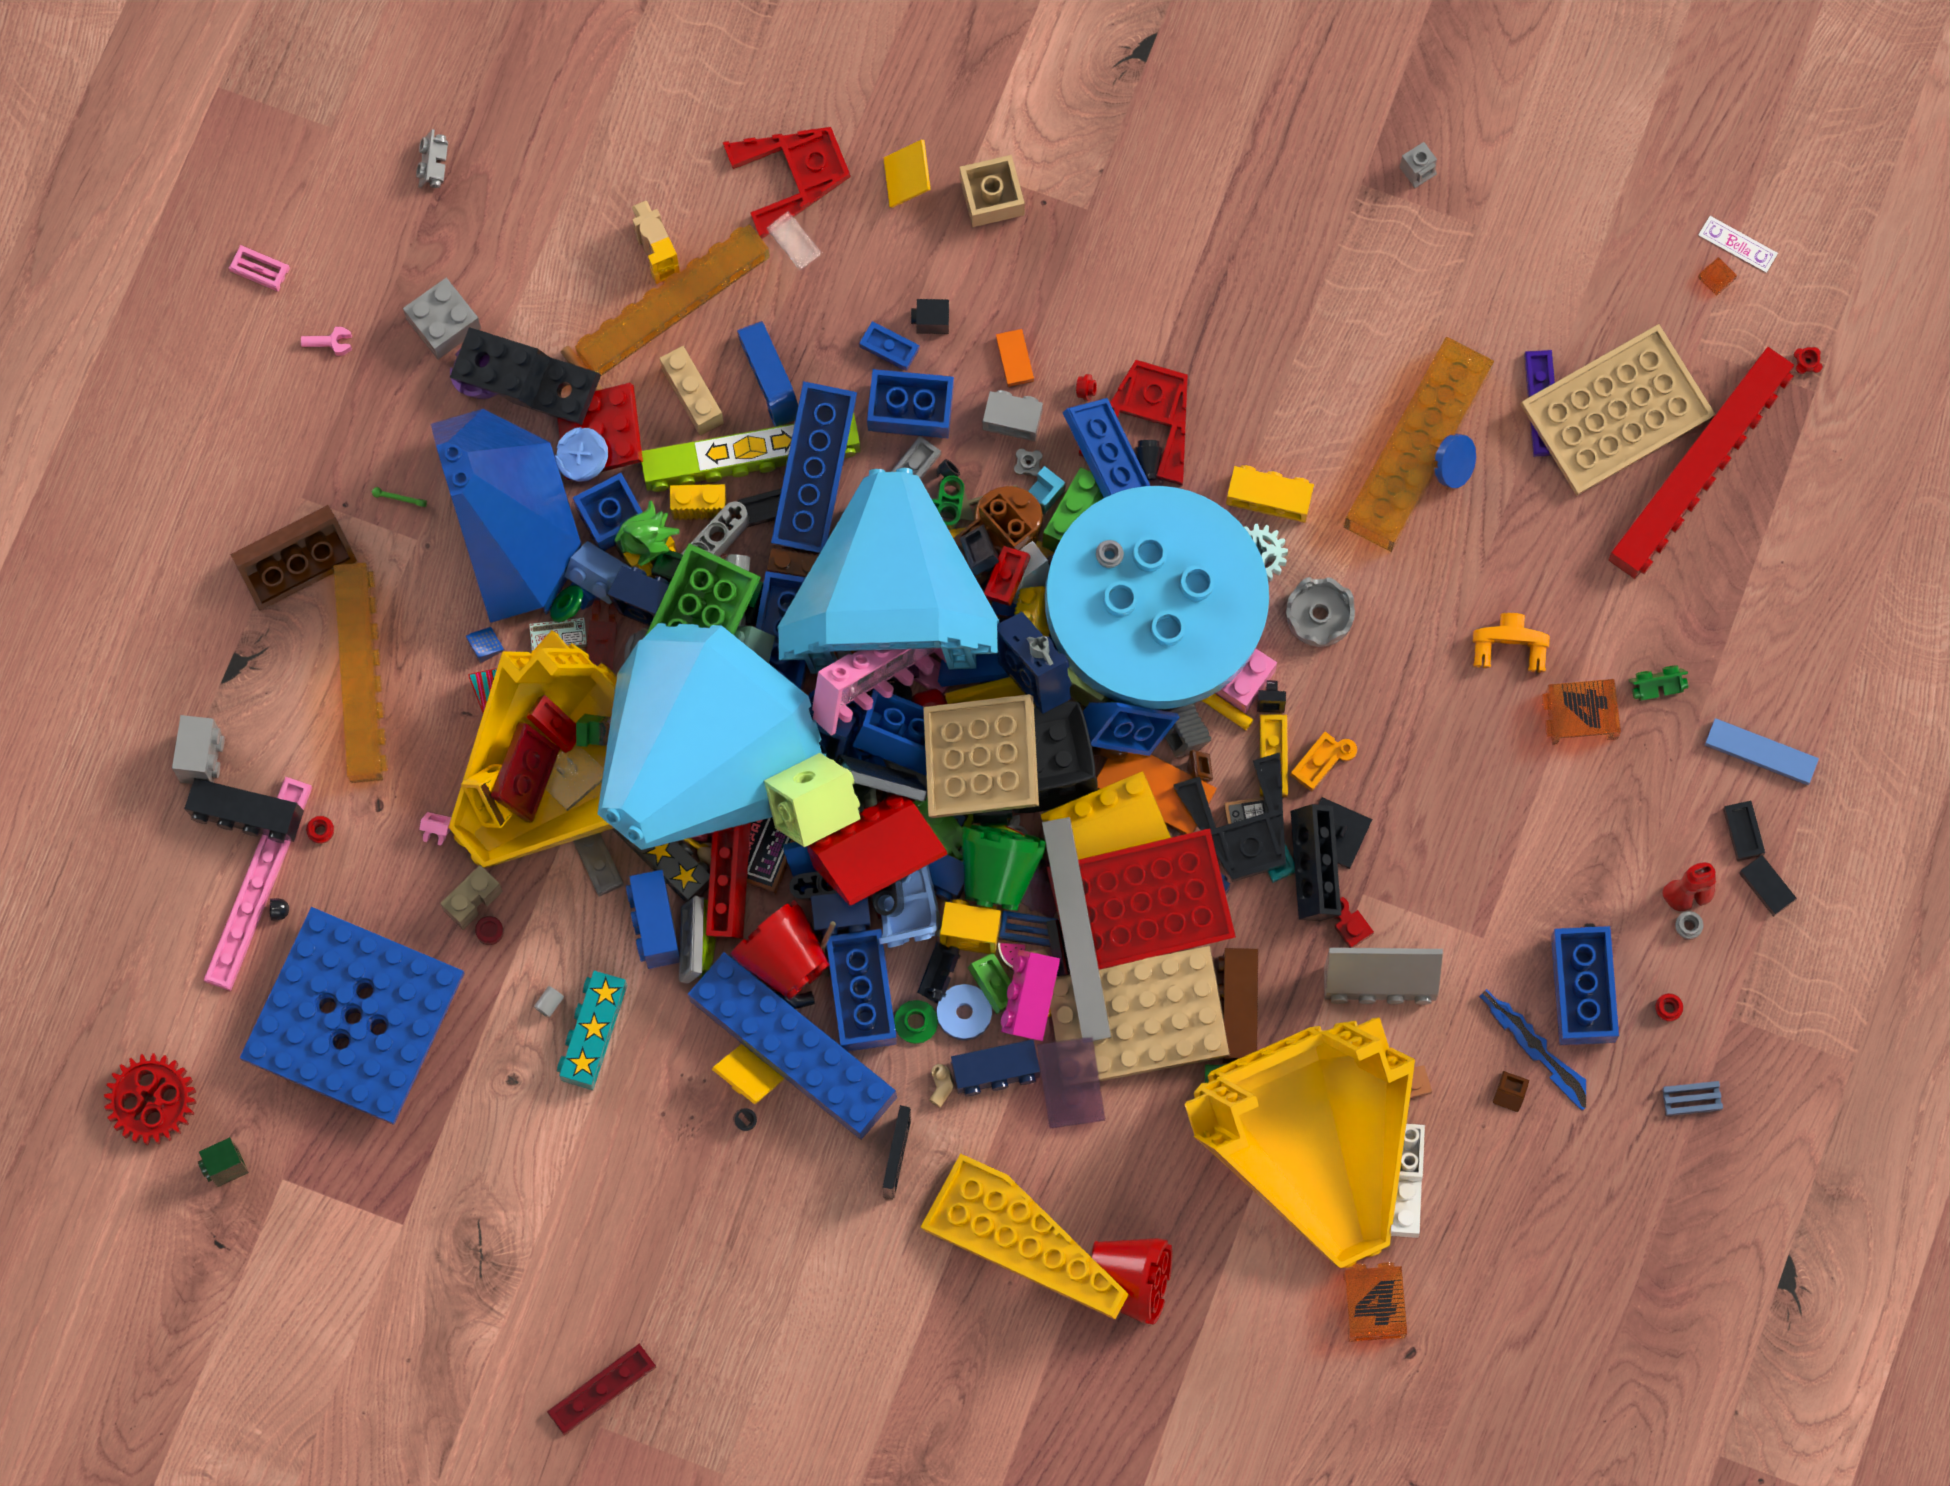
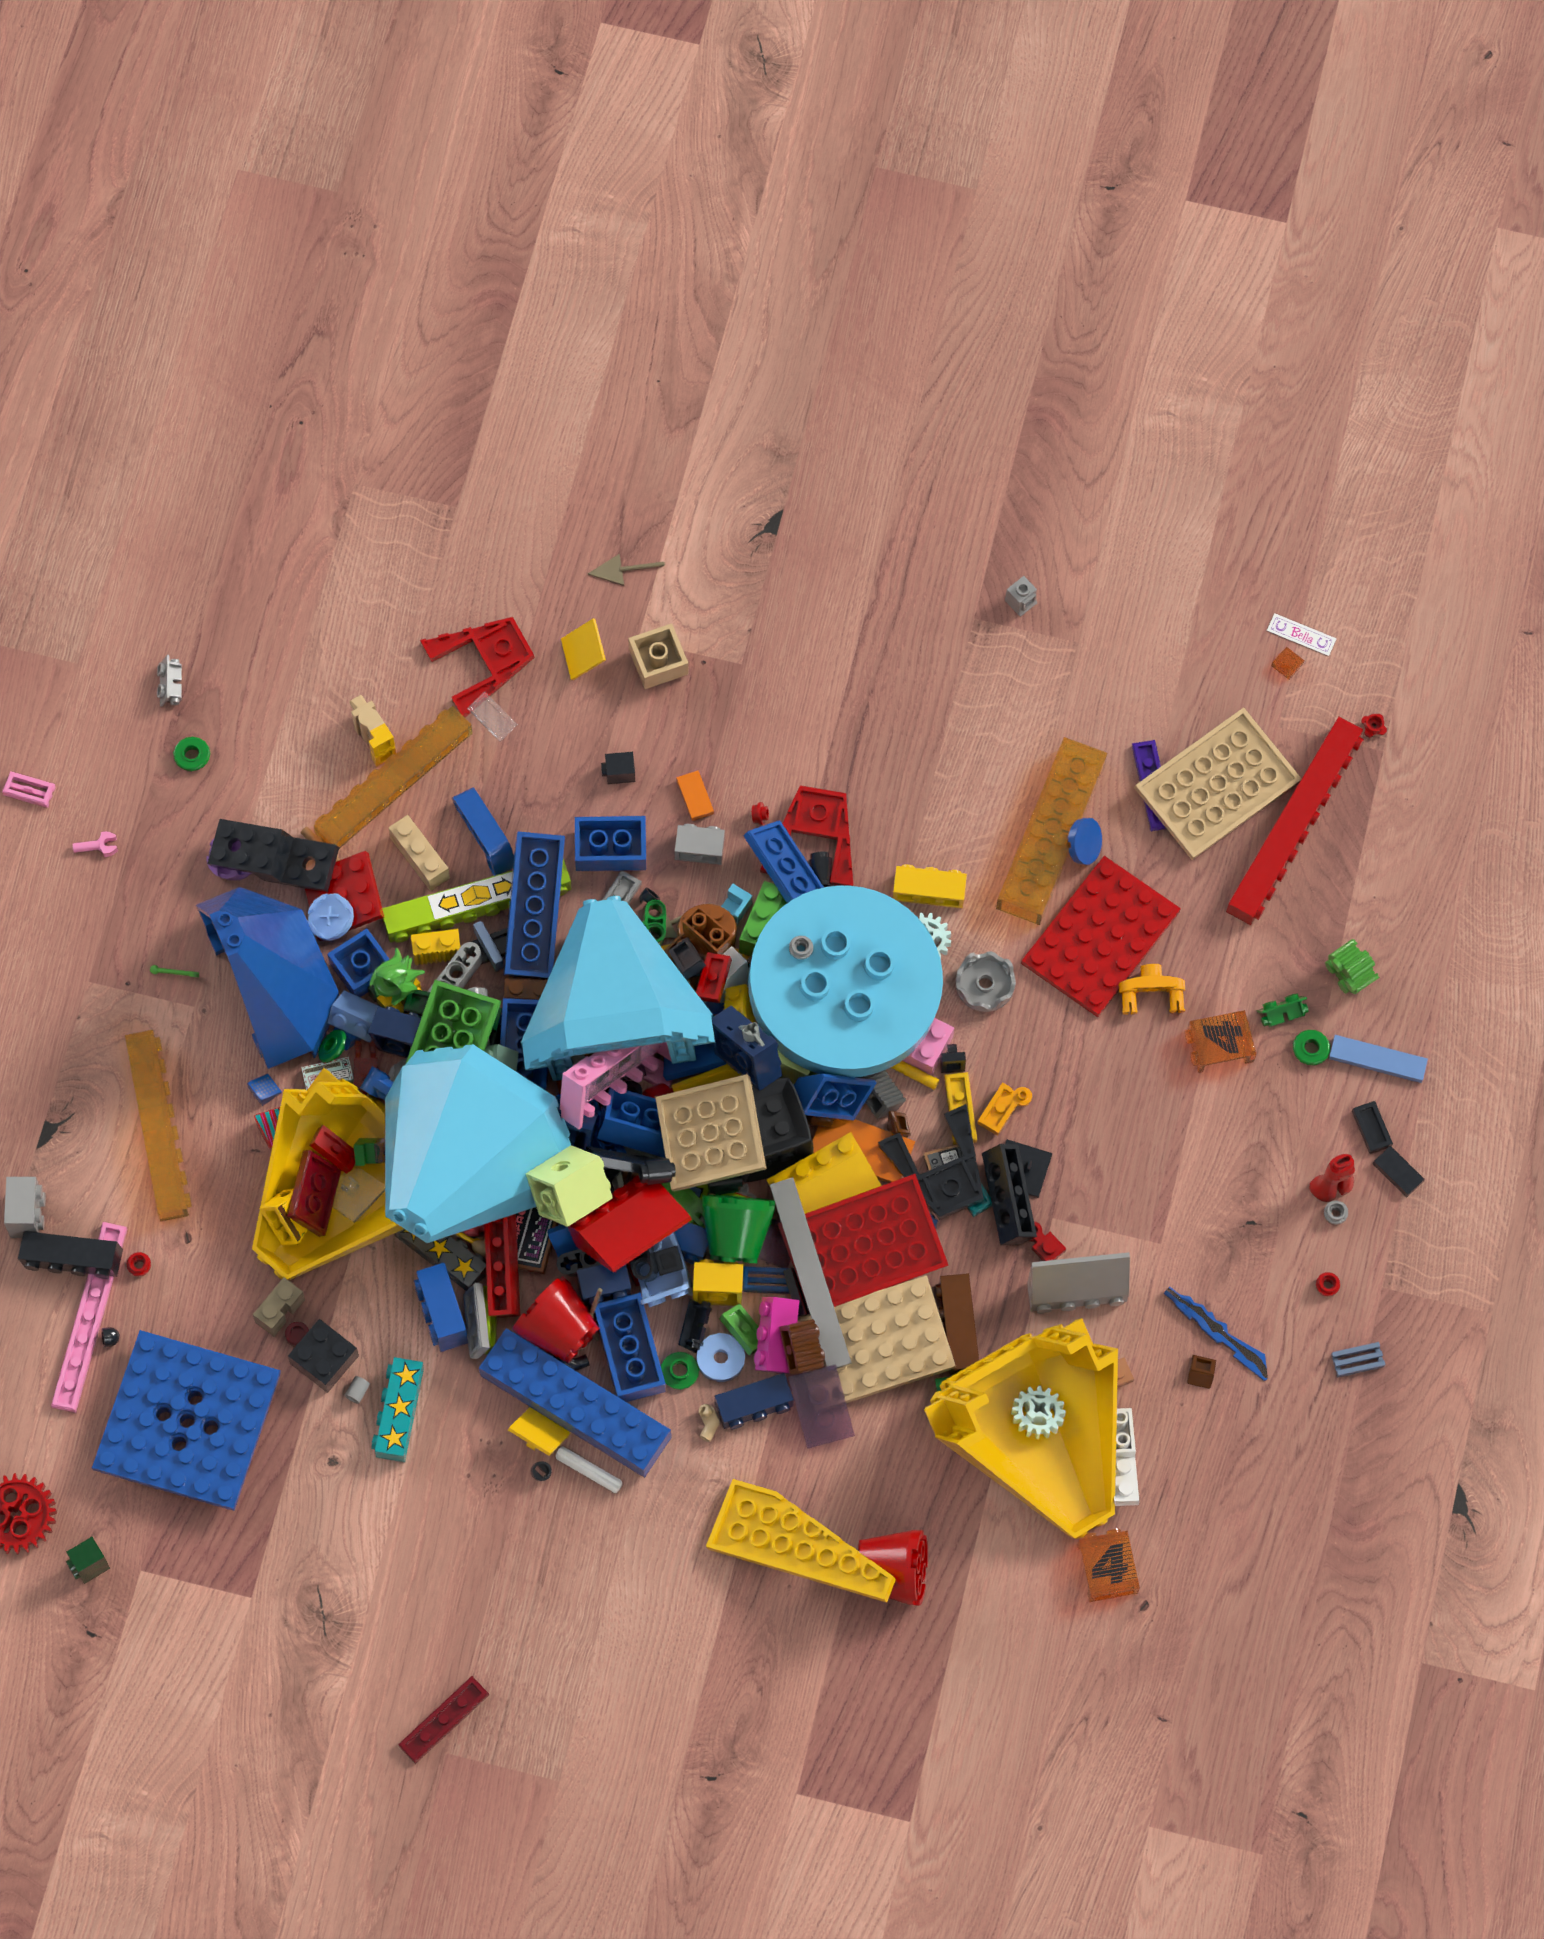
camera: 10 degrees left, 5 degrees down
(293, 557) = (88, 1032): reddish brown slope -> none
(435, 824) = (240, 1248): bright pink tile -> none
(441, 318) = (193, 814): light grey brick -> none
(444, 235) = (187, 744): none -> green piece
(515, 959) = (323, 1355): none -> black brick
(598, 864) = (386, 1266): flat silver tile -> none
(611, 653) = (377, 1083): none -> blue piece
(757, 507) = (488, 946): none -> sand blue tile
(799, 1123) = (588, 1469): none -> white axle
(889, 346) = (585, 797): blue plate -> none
(897, 1152) = (677, 1485): black tile -> none
(913, 794) = (656, 1171): none -> black brick
(917, 895) = (668, 1260): none -> black tile
(952, 84) = (612, 569): none -> dark tan piece
(1008, 952) = (752, 1302): dark pink tile -> none
(1025, 469) = (714, 888): light grey plate -> none
(1057, 1012) = (802, 1346): none -> reddish brown brick
(1318, 1107) = (1038, 1416): none -> light aqua gear
(1460, 573) = (1100, 936): none -> red plate
(1584, 985) = (1253, 1273): blue brick -> none
(1691, 718) = (1316, 1038): none -> green piece
(1744, 643) = (1352, 967): none -> bright green brick

